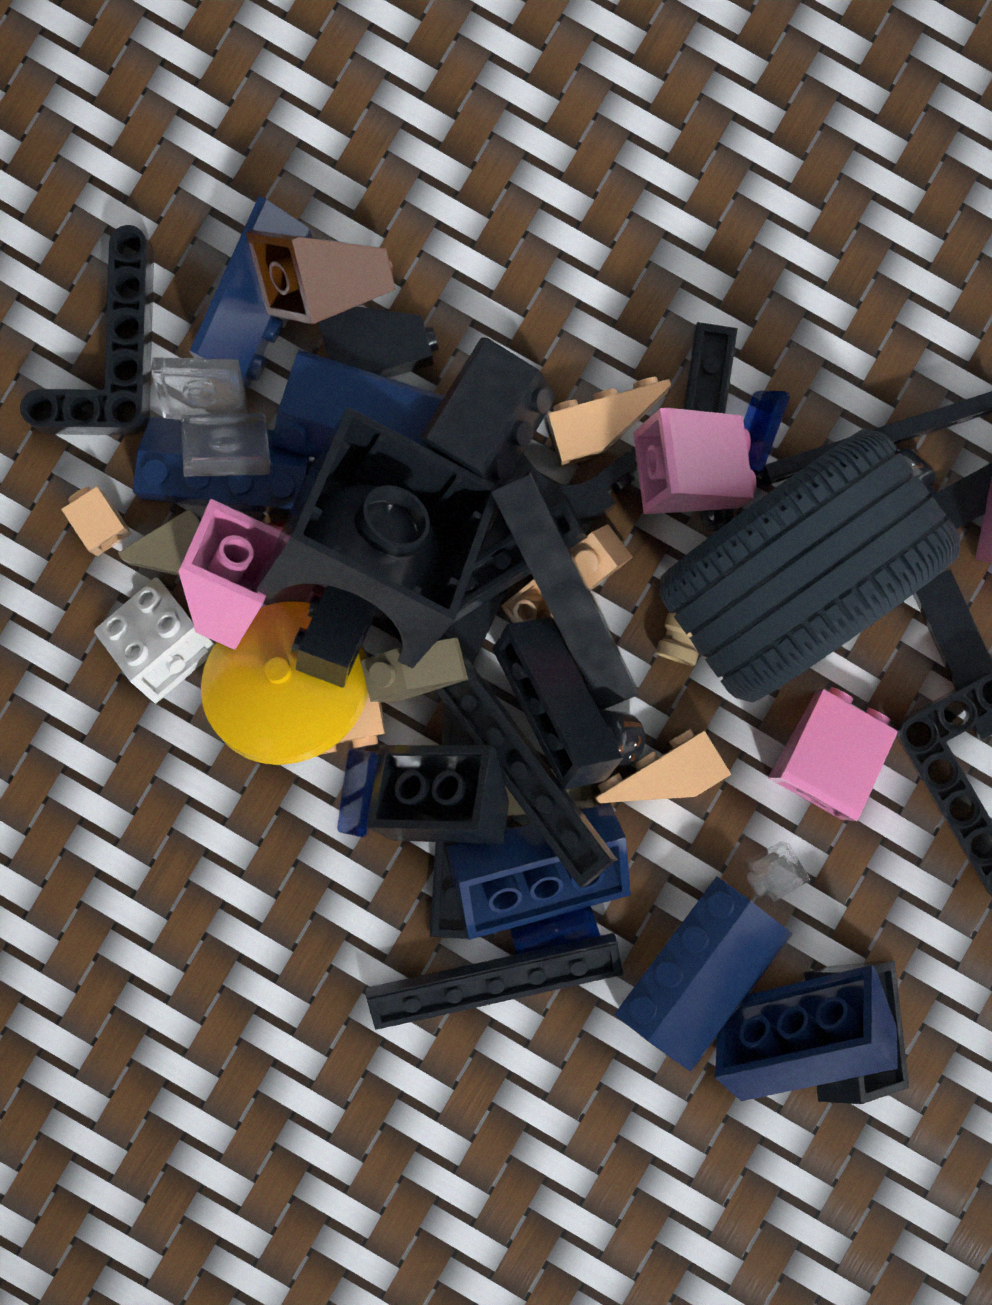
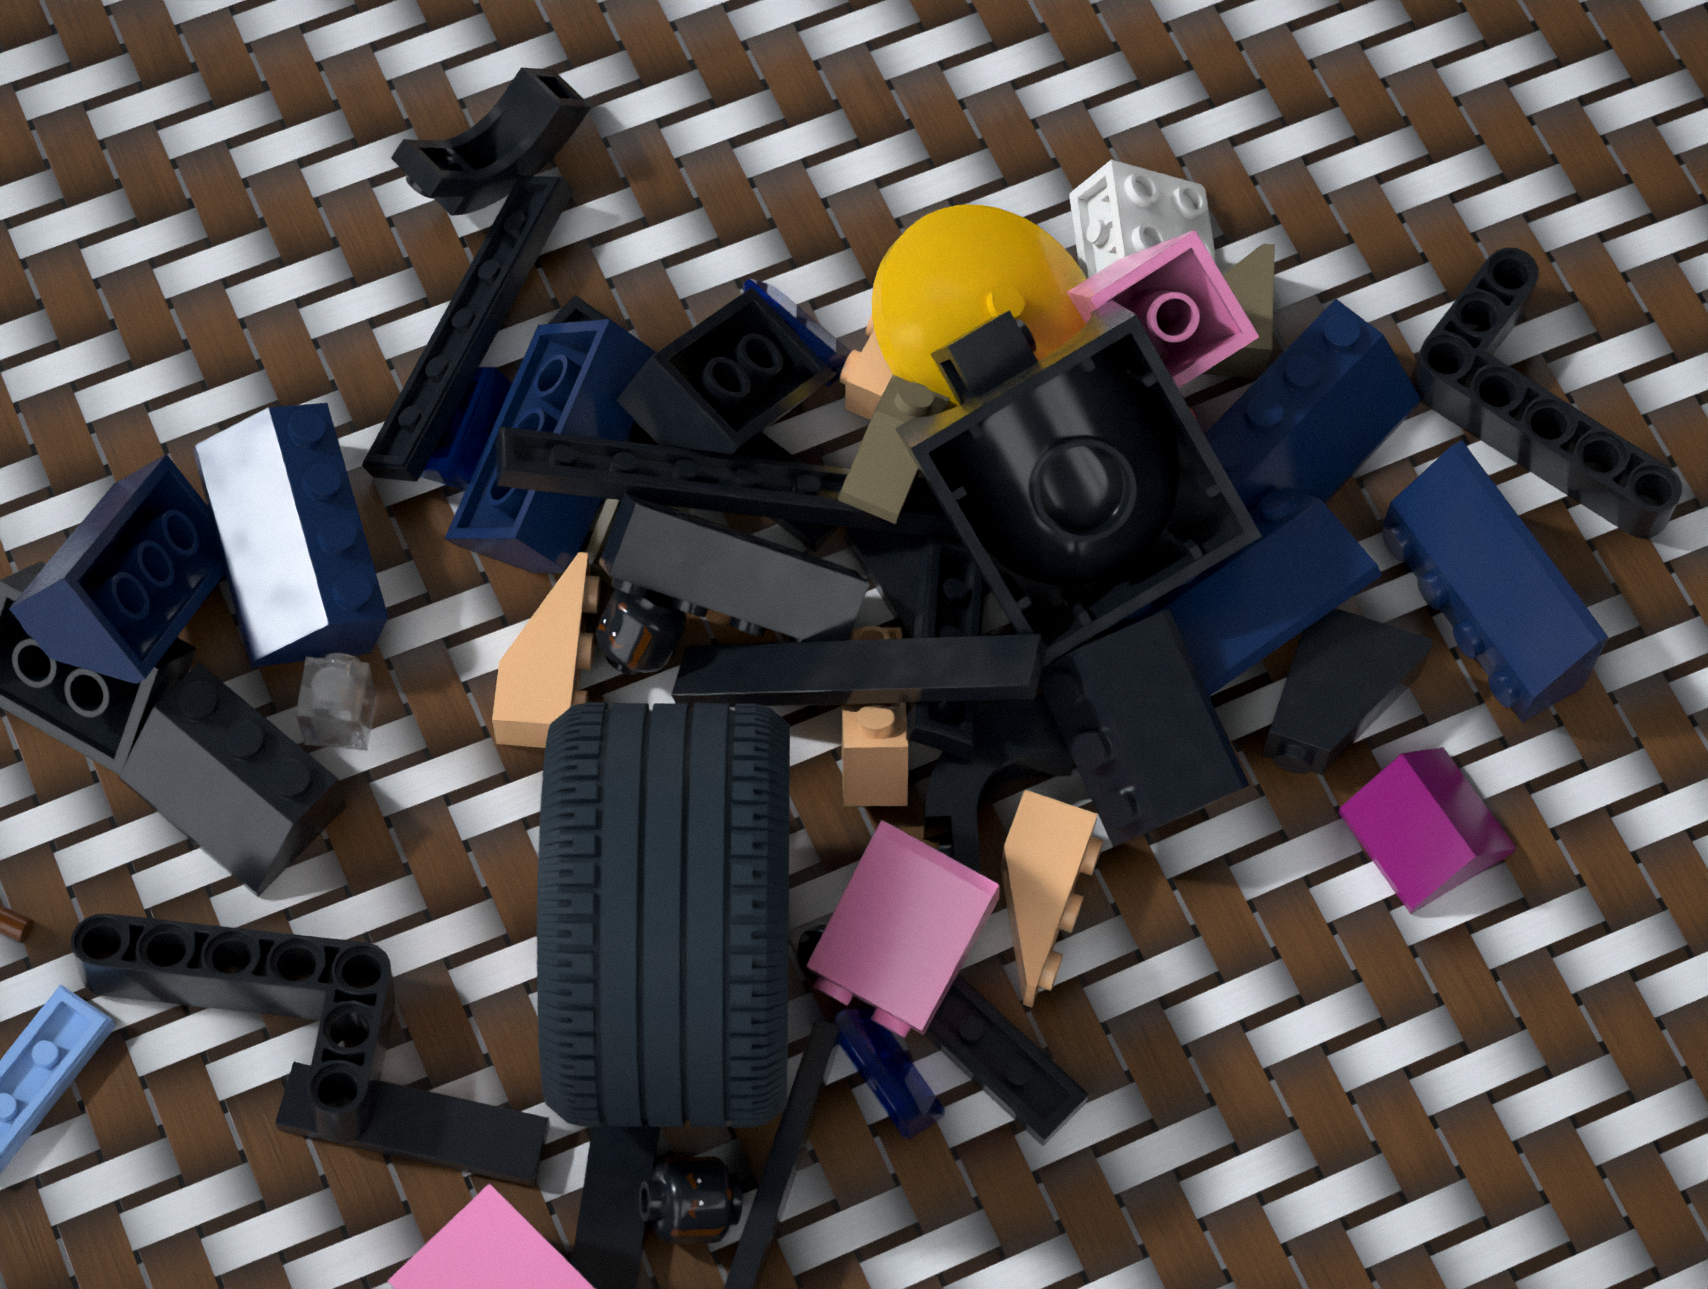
camera: 125 degrees right, 20 degrees down
(95, 520) = (1333, 259): light nougat brick -> none
(198, 386) = (1411, 450): clear tile -> none
(225, 444) = (1322, 429): clear tile -> none
(315, 276) = (1462, 655): reddish brown slope -> none
(373, 1053) = (509, 142): none -> black arch
(421, 244) = (1425, 827): none -> magenta slope
(835, 754) = (417, 855): bright pink slope -> none
(858, 895) = (231, 780): none -> black slope

